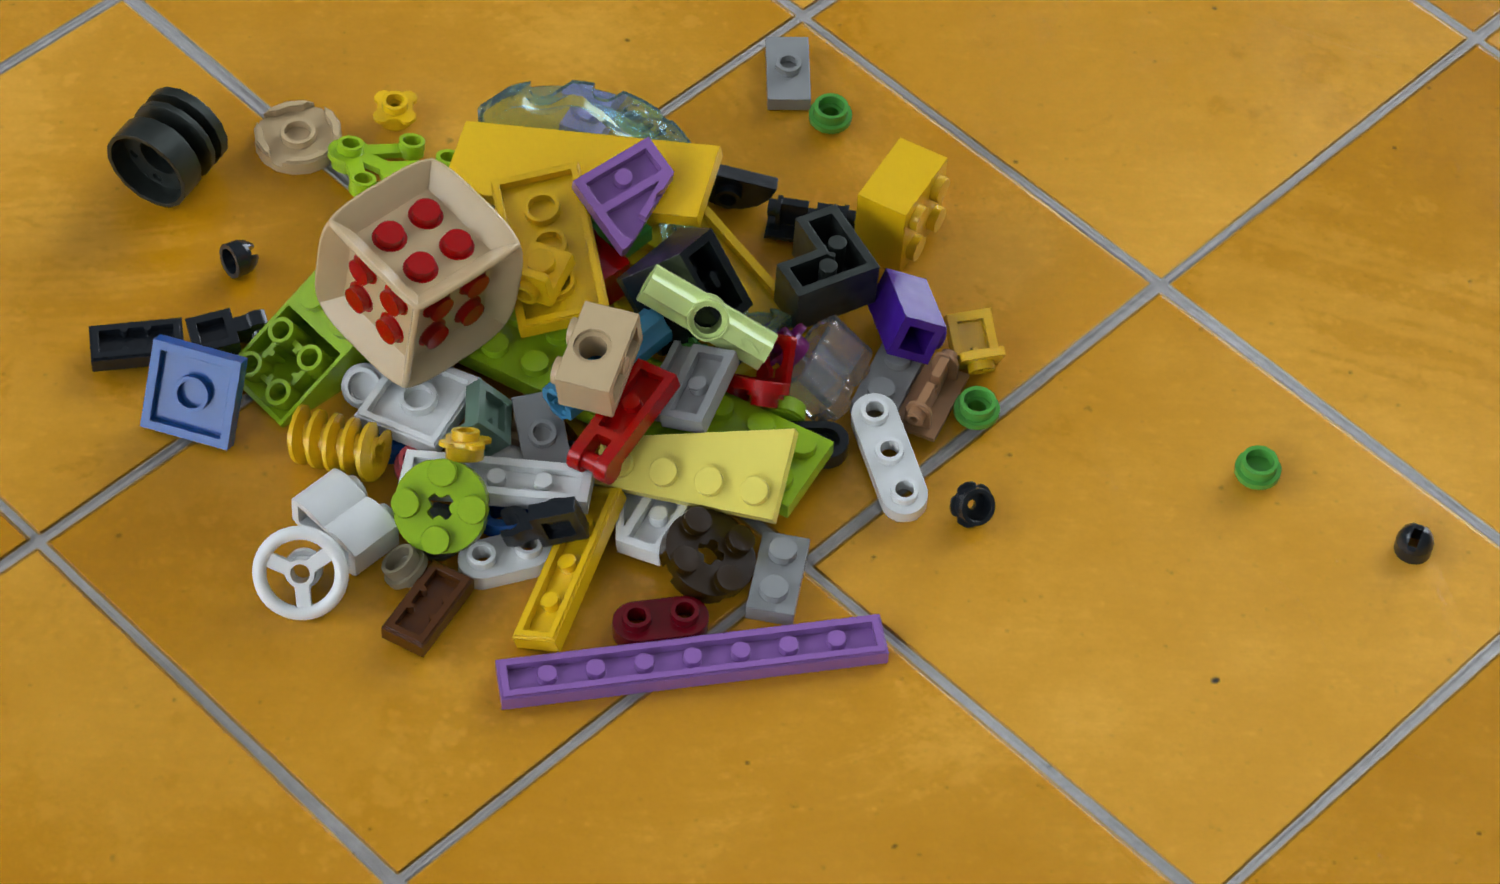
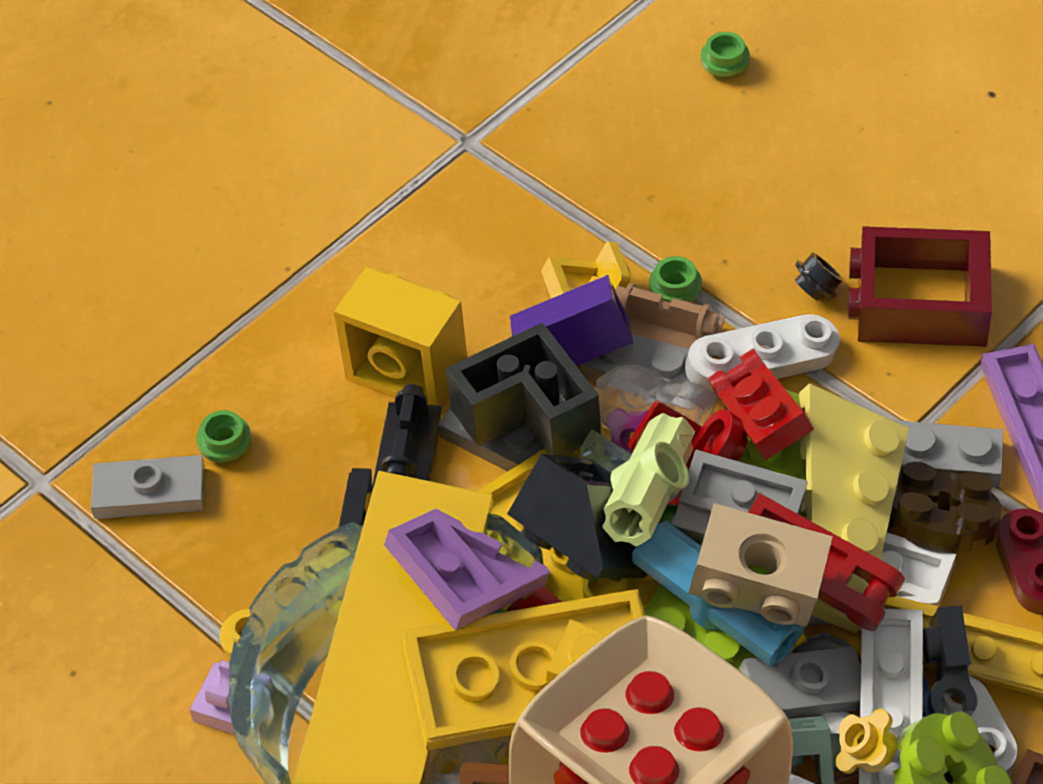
camera: 85 degrees left, 0 degrees up
(810, 417) = (765, 407): none -> red plate
(931, 611) = (919, 319): none -> dark red window

